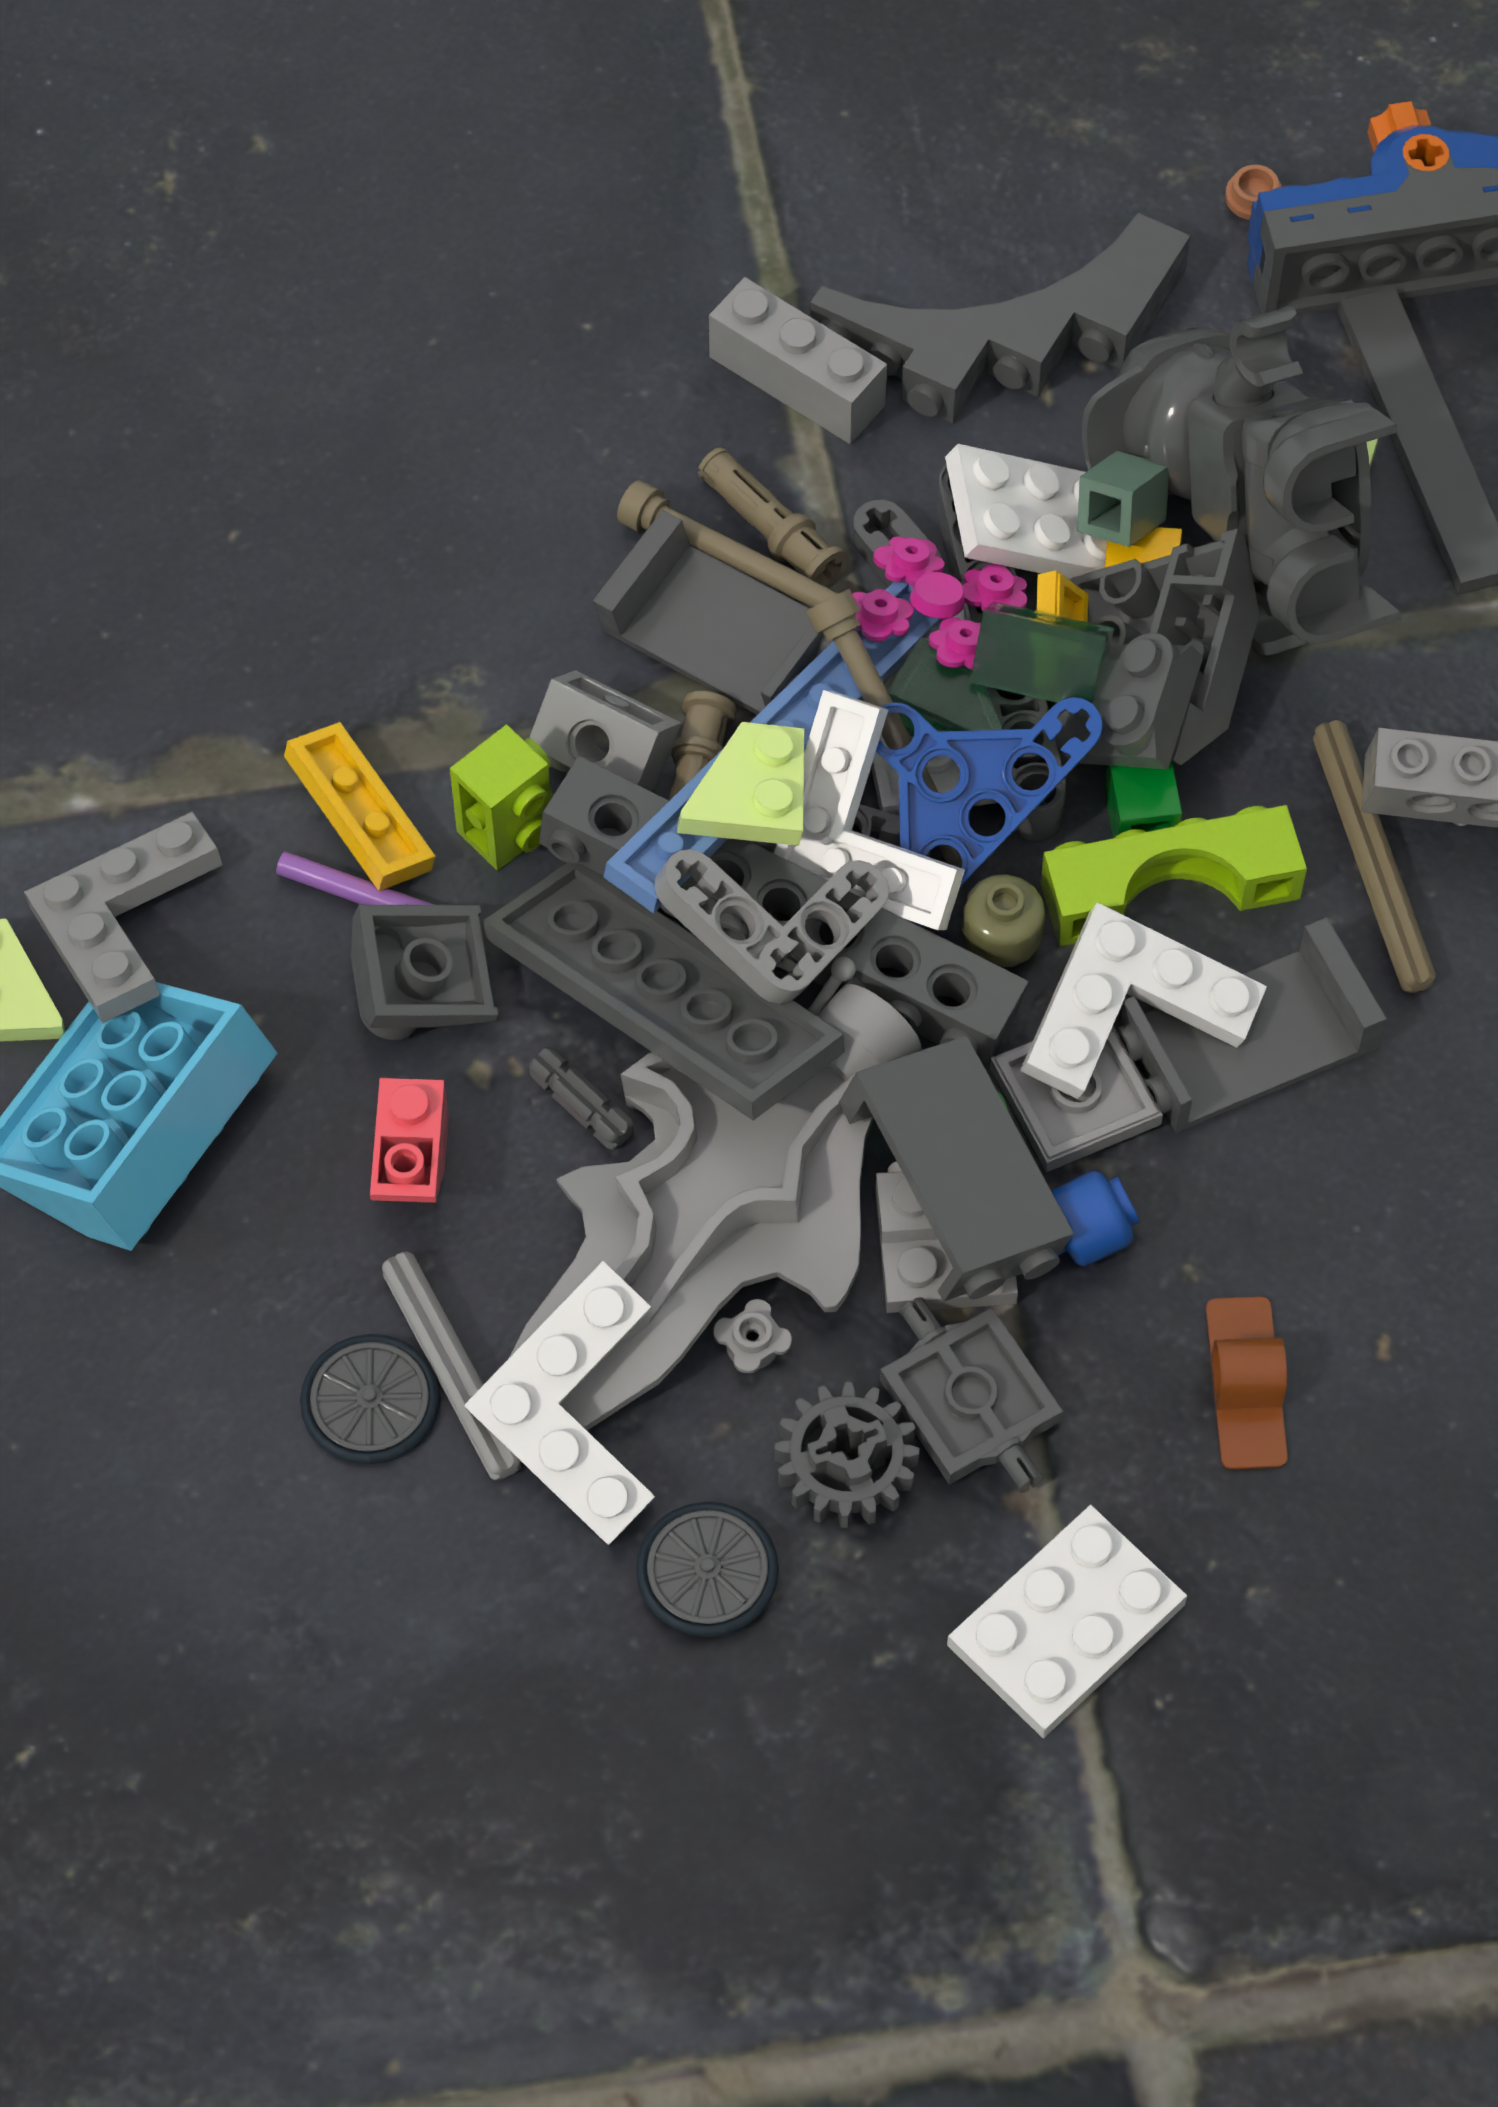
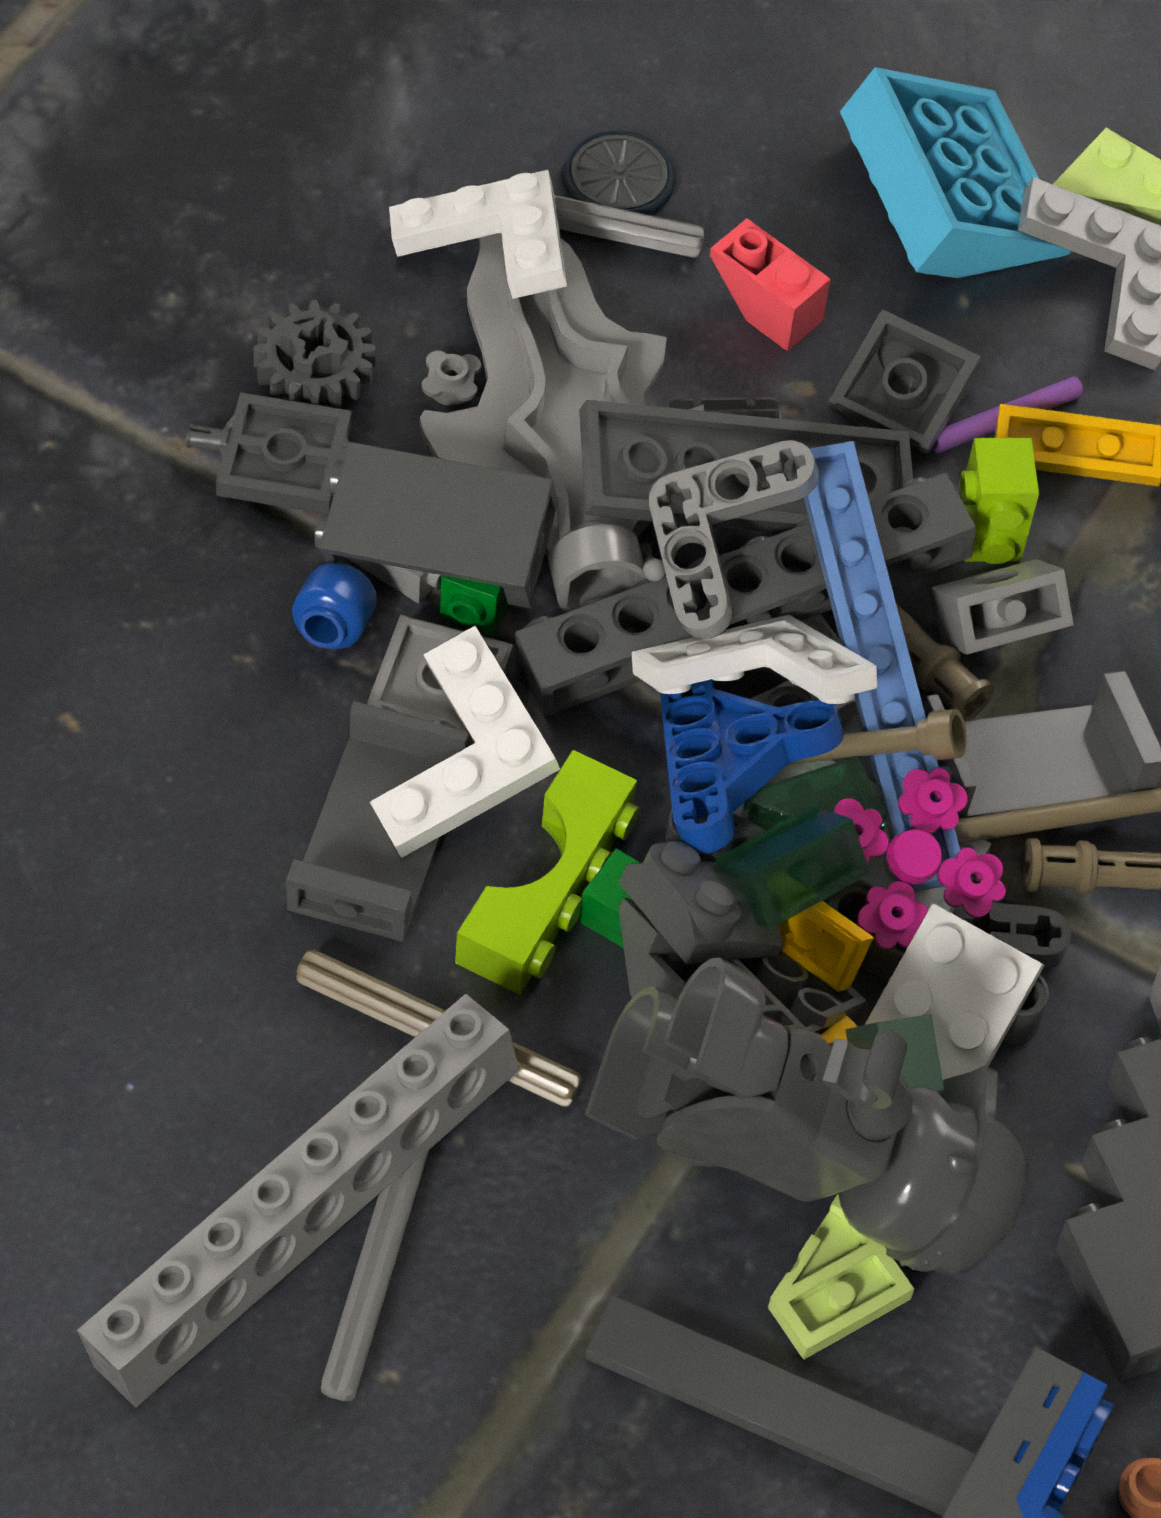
camera: 125 degrees right, 5 degrees down
(707, 1569) = (321, 248): dark grey wheel -> none
(752, 788) = (839, 581): yellowish green wing -> none
(1003, 920) = (612, 726): olive head -> none
(1066, 1621) = (85, 397): white plate -> none
(1247, 1382) = (136, 618): dark orange piece -> none

